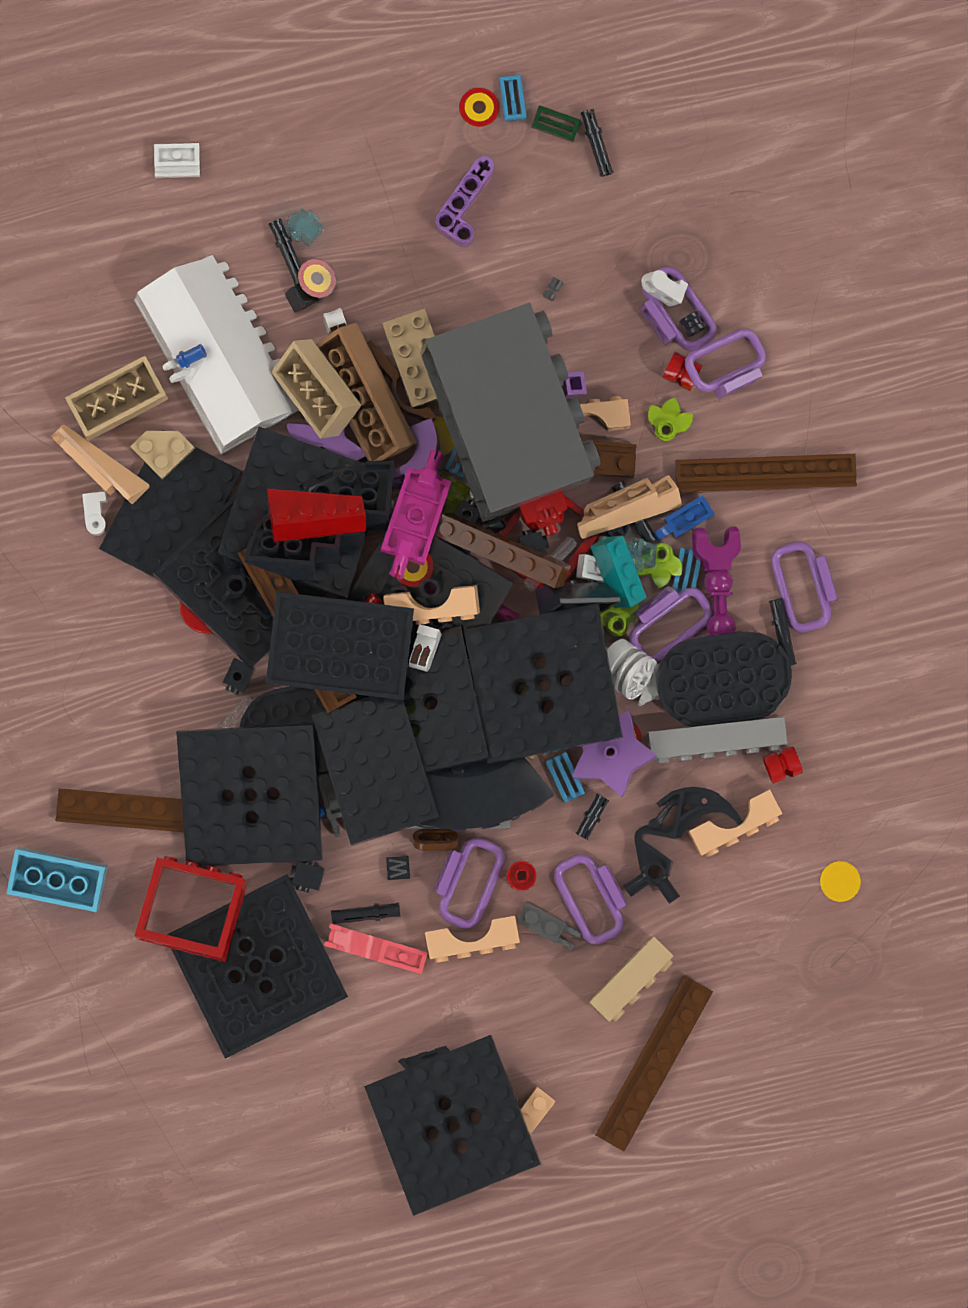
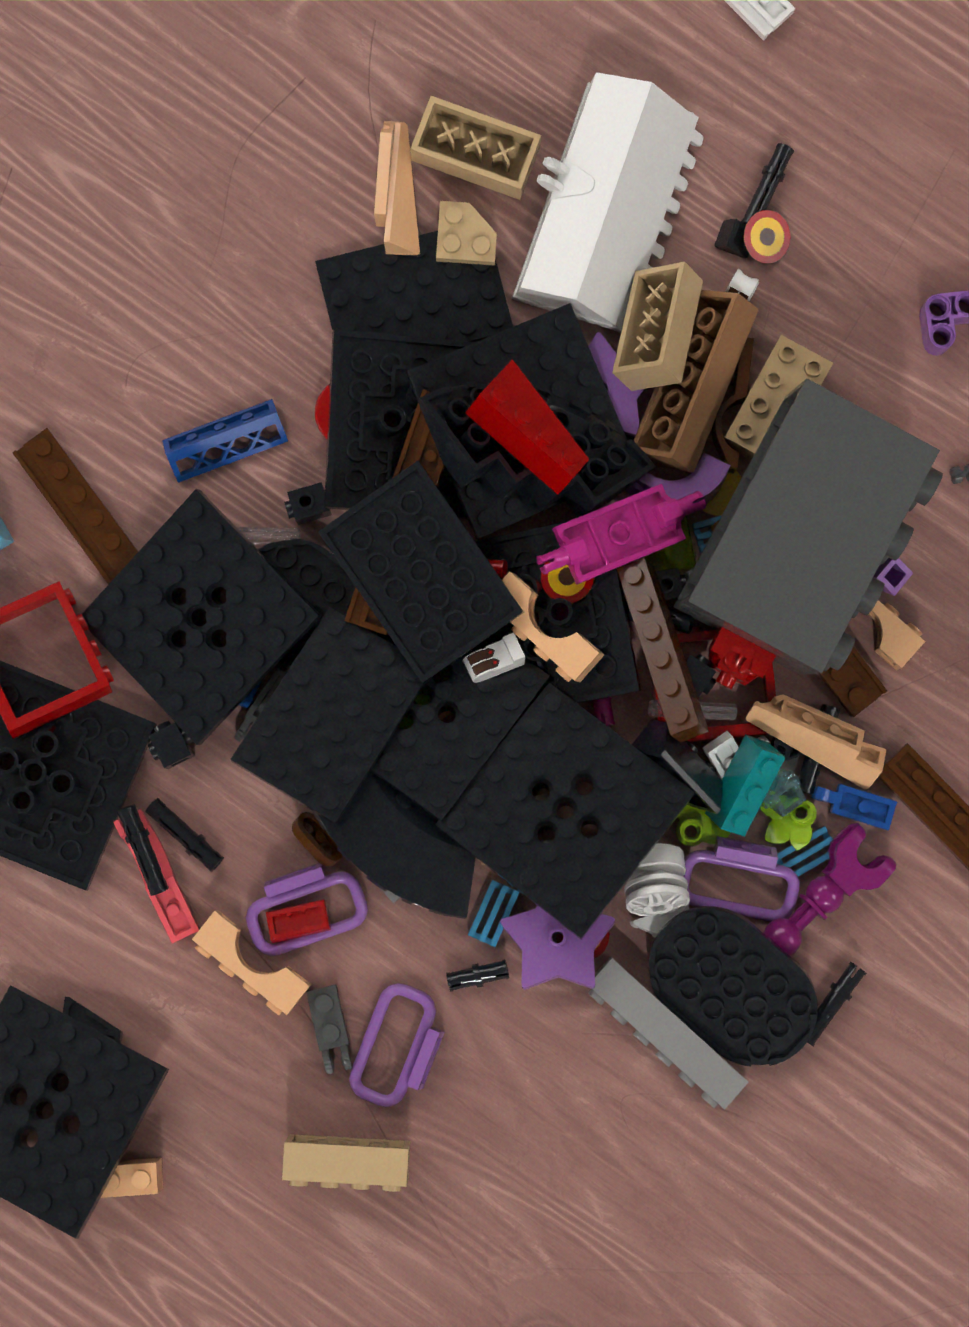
camera: 55 degrees right, 0 degrees up
(93, 512) = (345, 225): white leg -> none
(153, 684) = (222, 431): none -> blue fence
(190, 356) = (579, 175): blue pin -> none
(304, 226) = (806, 180): clear light blue brick -> none
(353, 941) = (145, 855): none -> black pin
(398, 868) = (258, 827): black tile -> none
(472, 891) = (298, 921): none -> red plate
(521, 876) = (355, 957): red wheel -> none
(650, 857) = (489, 1070): black piece -> none
(654, 1063) = (285, 1257): reddish brown plate -> none
(670, 417) = (944, 701): lime plate -> none
(760, 810) = (634, 1140): light nougat arch -> none
(782, 765) = (701, 1124): red wheel -> none
(822, 581) = (919, 998): medium lavender bar -> none
(840, 881) = (634, 1284): yellow sticker -> none

